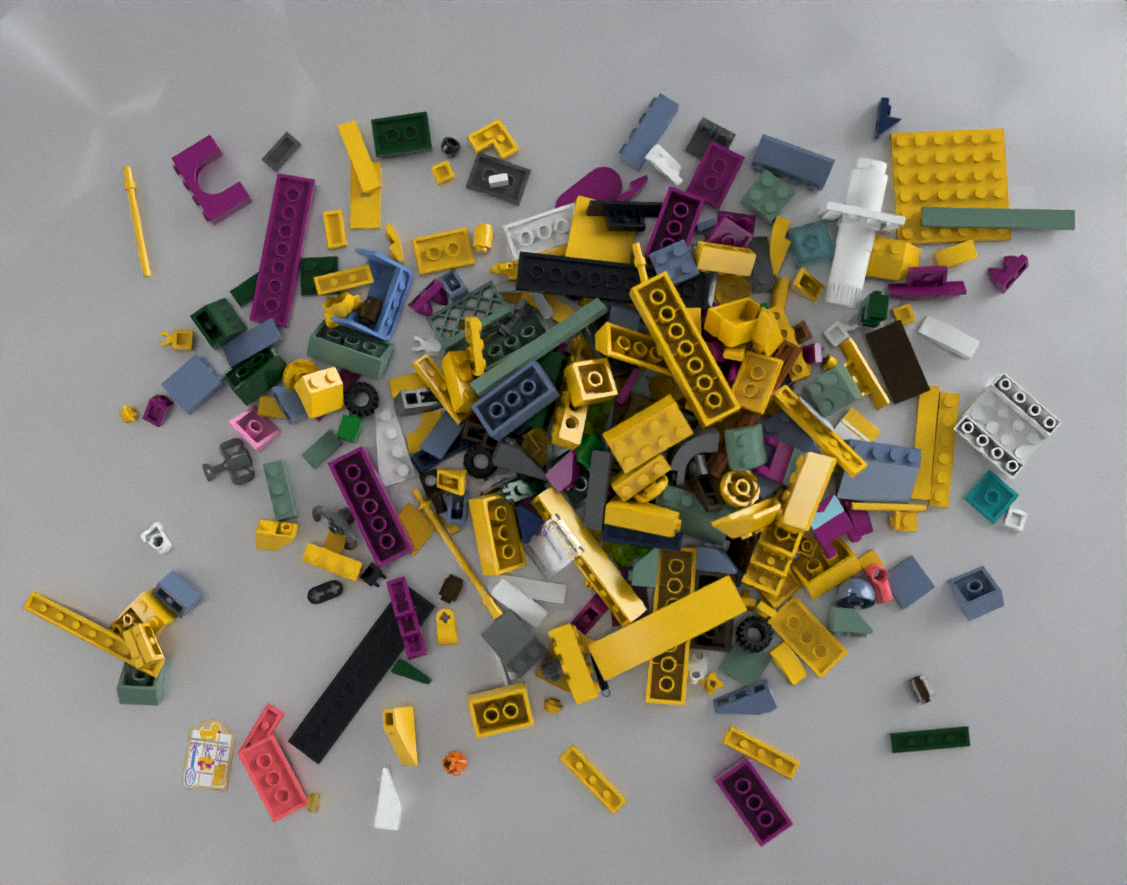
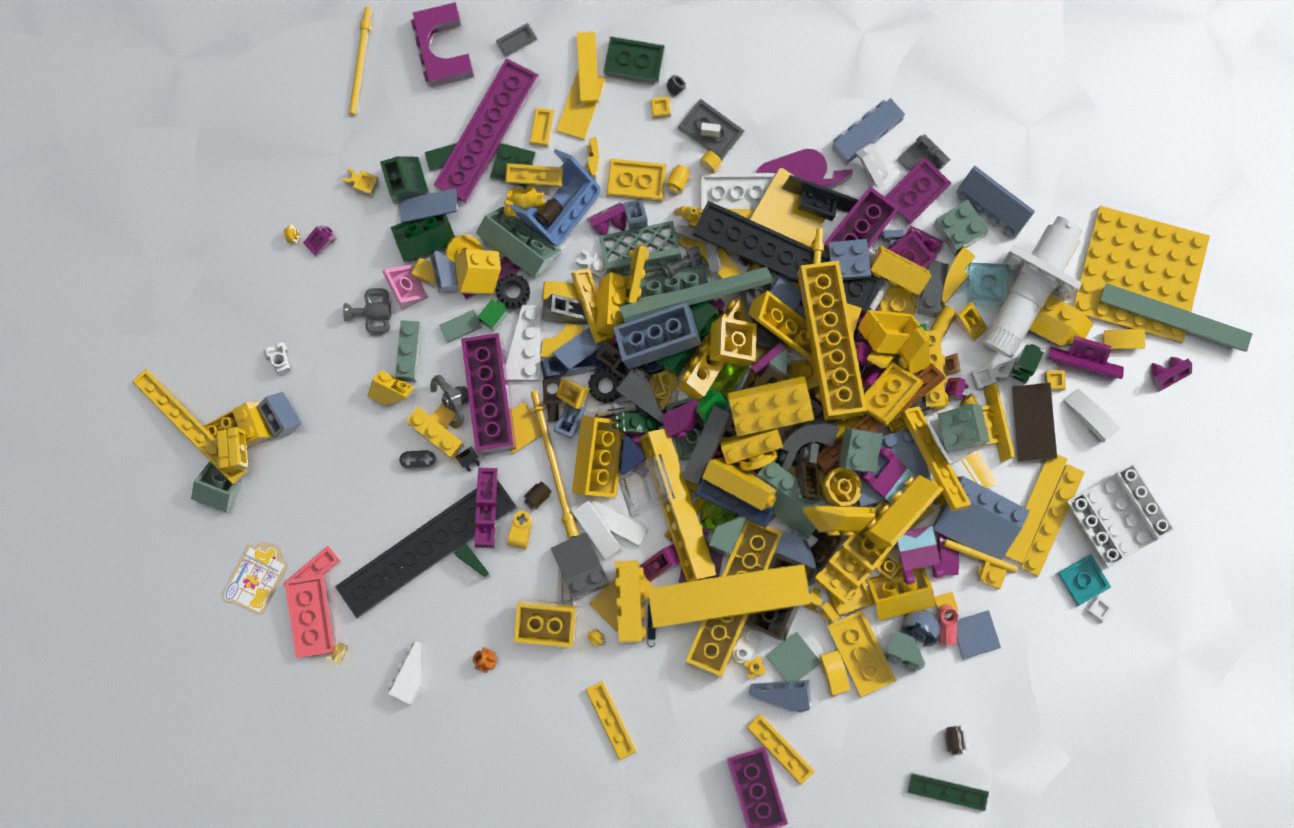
camera: 20 degrees right, 5 degrees down
(193, 384) = (361, 226): sand blue brick -> none
(400, 730) = (444, 612): yellow slope -> none
(452, 529) = (557, 440): yellow hand -> none
(493, 135) = (720, 87): yellow plate -> none
(509, 211) = (711, 162): none -> yellow piece
(552, 669) = (607, 601): dark grey gear -> none
(745, 641) = (803, 641): black tyre -> none
(884, 123) = (1096, 194): dark blue slope -> none
(976, 593) = (1039, 666): sand blue slope -> none

